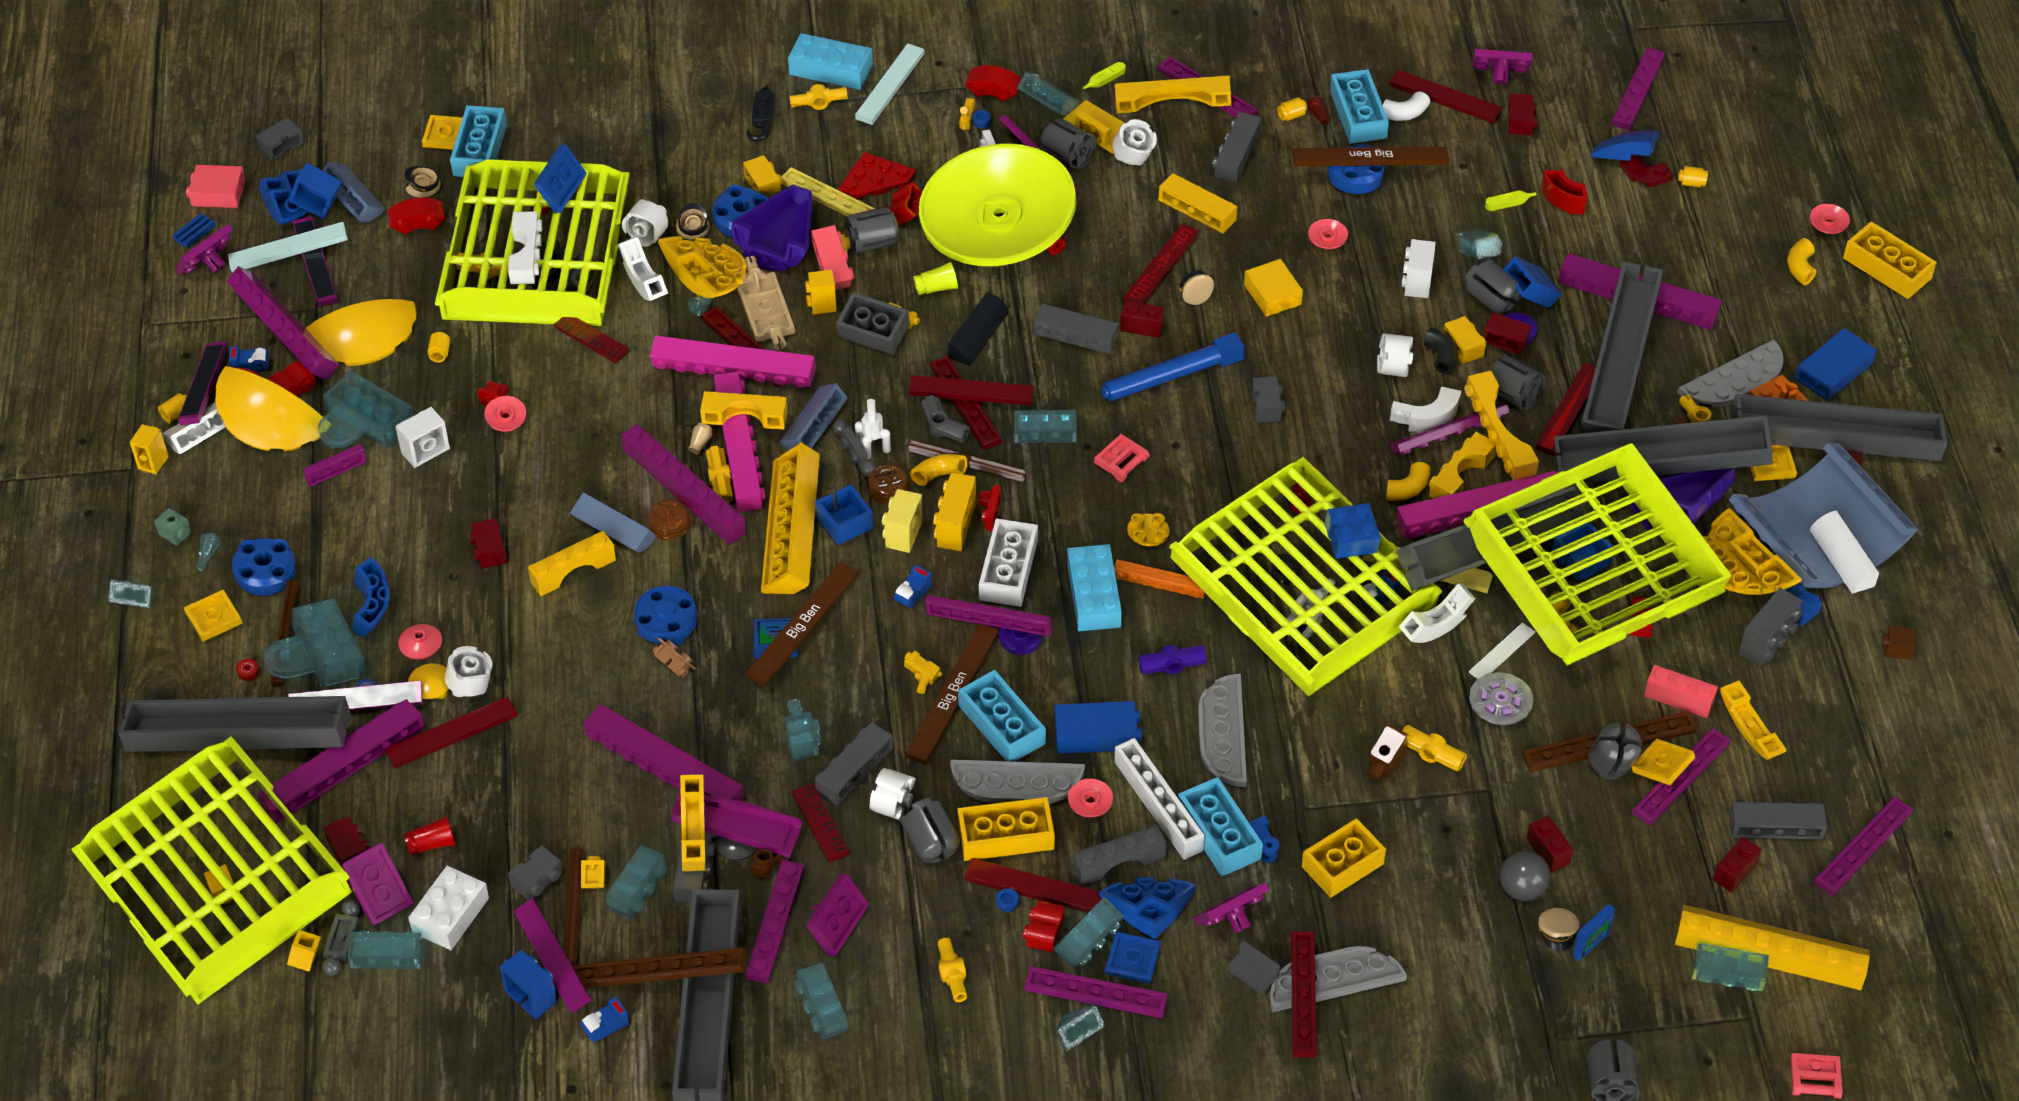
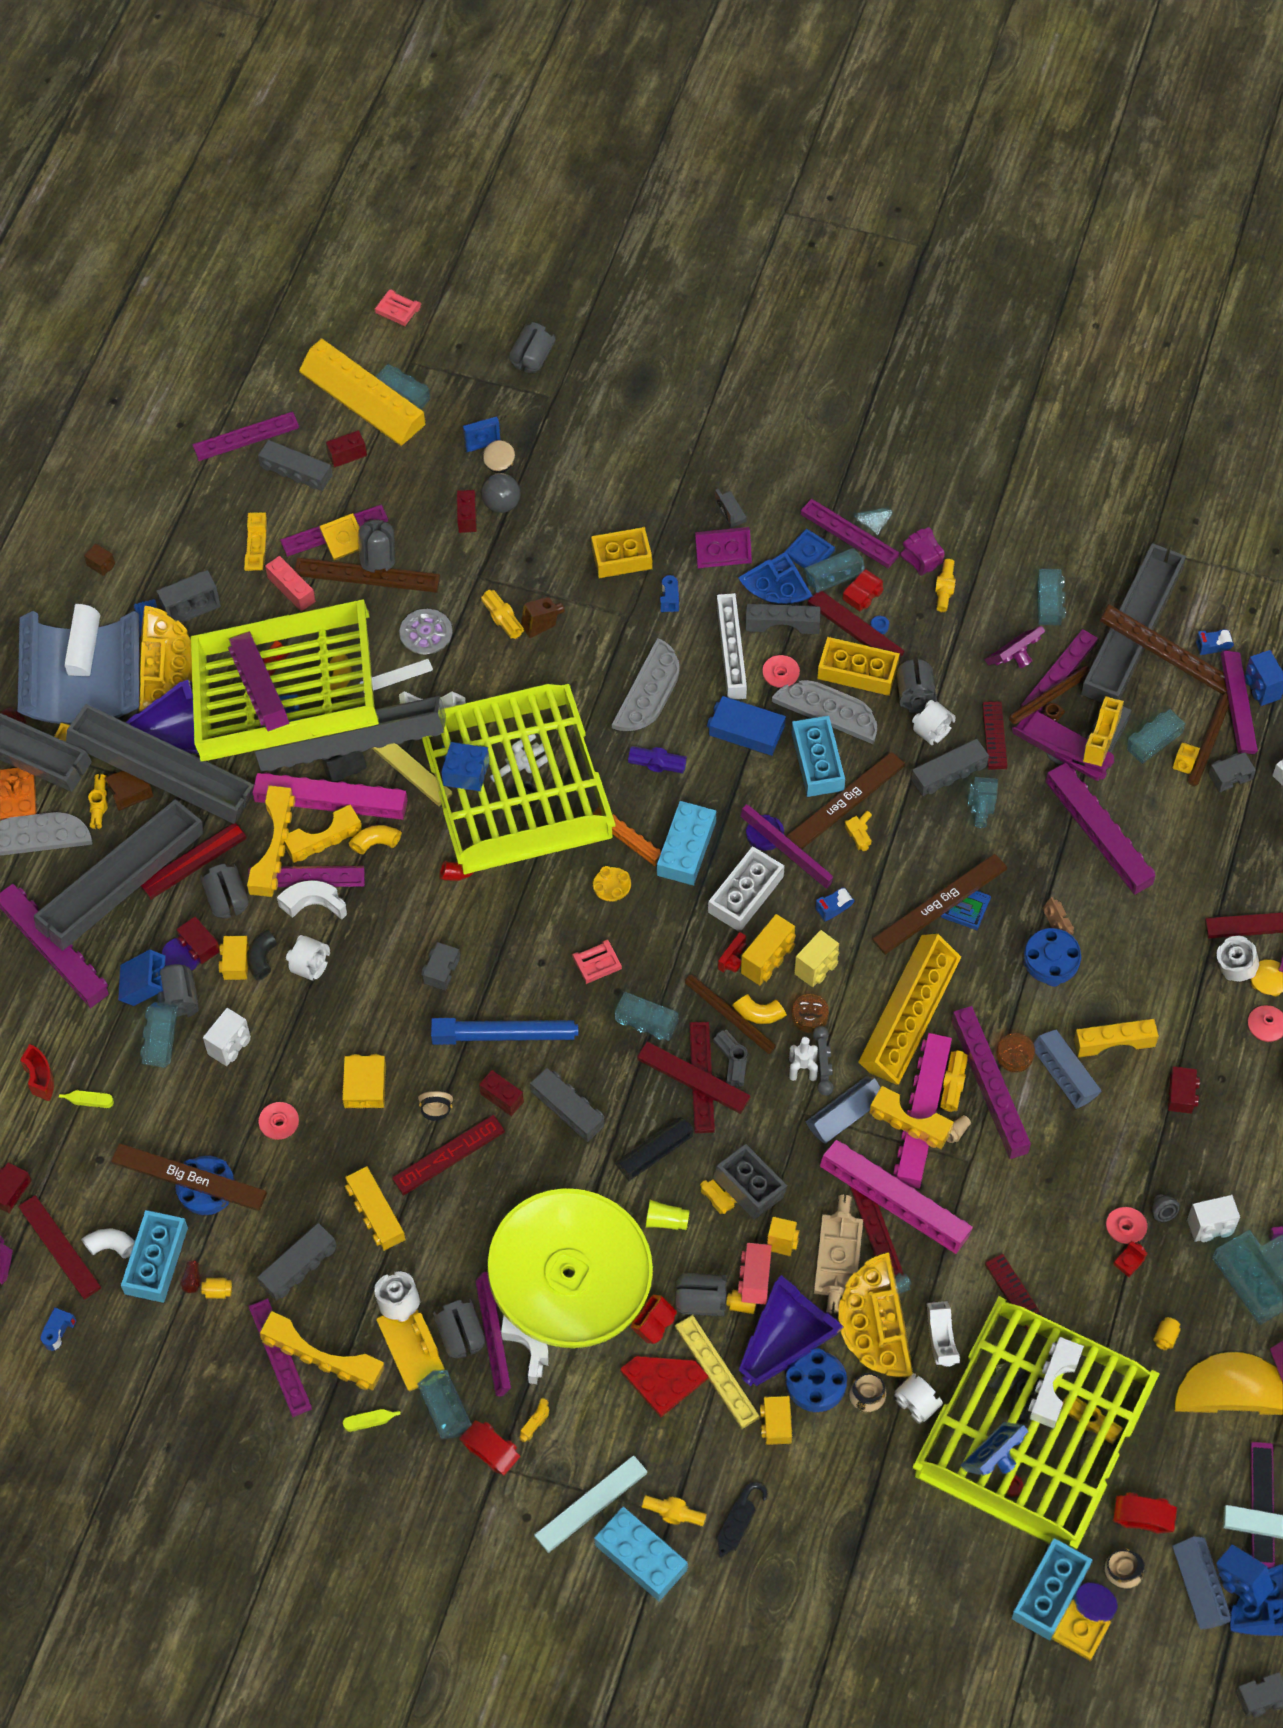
camera: 155 degrees left, 10 degrees up
(437, 147) = (1095, 1602): none -> dark purple tile
(474, 441) = (1165, 1208): none -> dark grey brick
(773, 877) = (1049, 695): none -> reddish brown axle
(848, 519) = (863, 988): blue piece -> none
(981, 119) = (521, 1414): blue tile -> none
(996, 991) = (923, 551): none -> magenta piece
(1227, 833) = (698, 608): medium azure brick -> none
(1303, 994) = (706, 473): dark red tile -> none
(1341, 974) = (677, 483): light grey plate -> none
(1402, 44) = (55, 1328): none -> blue leg
(1619, 531) = (257, 682): none -> magenta brick

